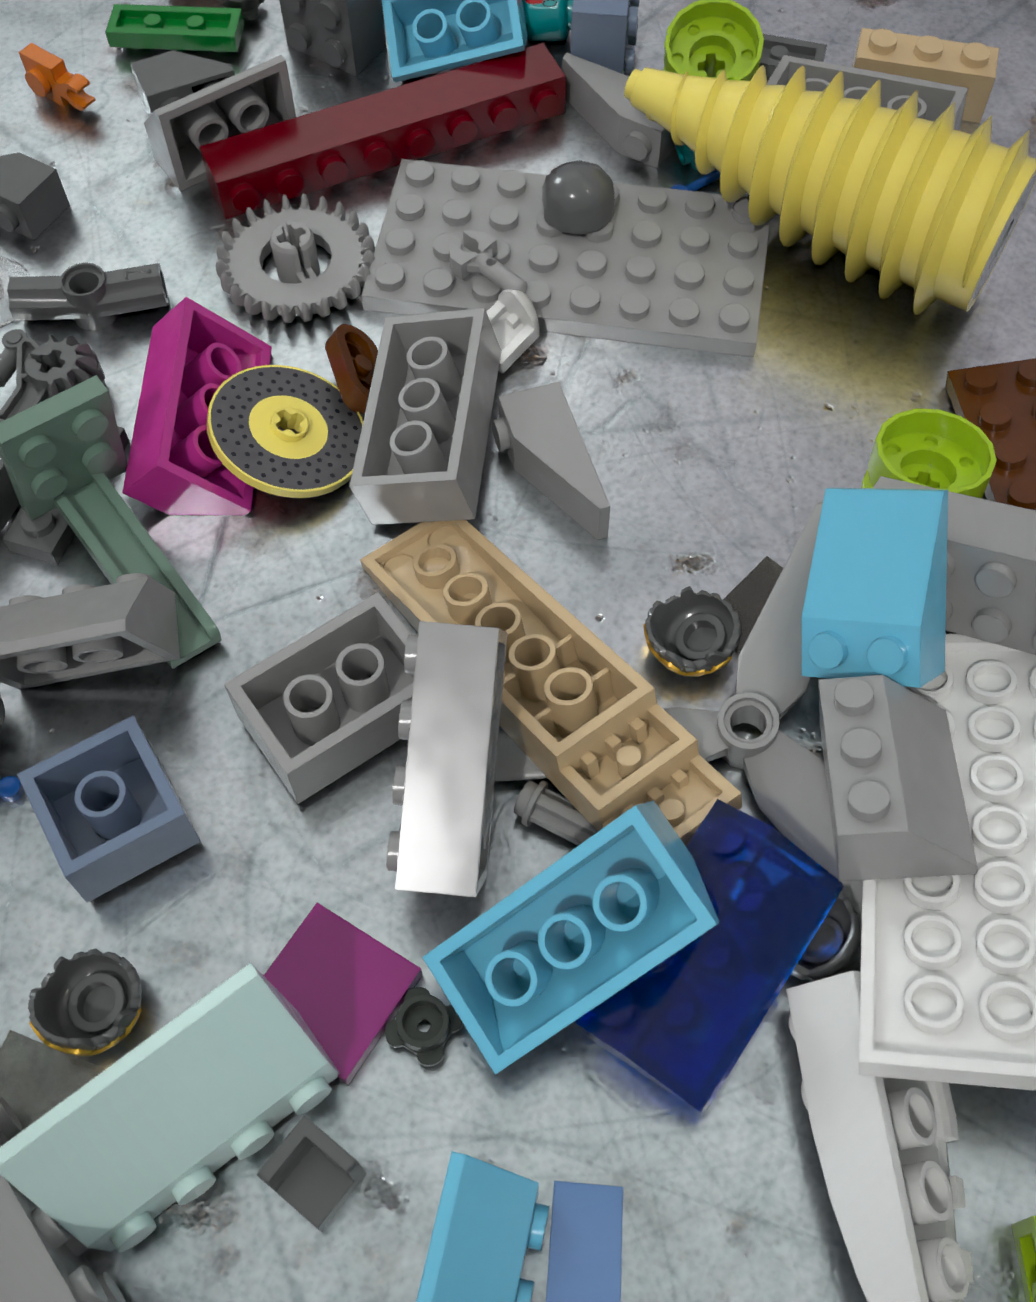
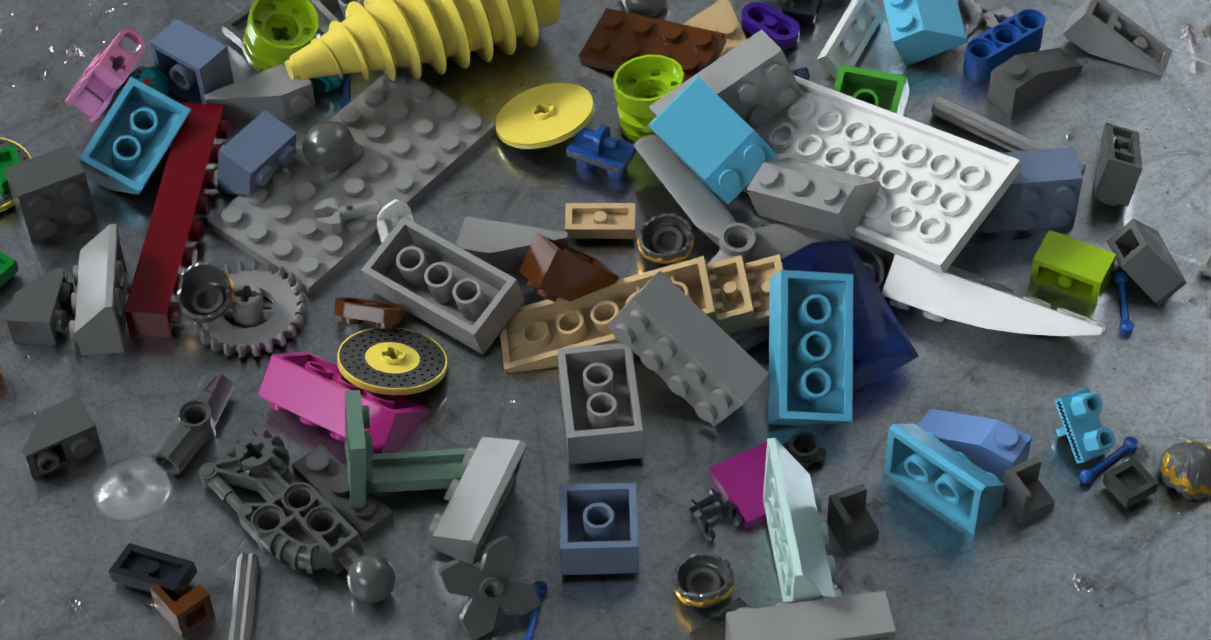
camera: 60 degrees left, 10 degrees down
(235, 922) = (724, 508): none -> black piece
(258, 195) = (205, 292): none -> dark grey hair
(503, 131) = (255, 155): none -> sand blue slope
(542, 539) = (563, 271): none -> reddish brown slope
(679, 538) = (600, 220): none -> tan plate
(793, 476) = (601, 150): none -> blue hips
(810, 386) = (544, 115): none -> light yellow piece

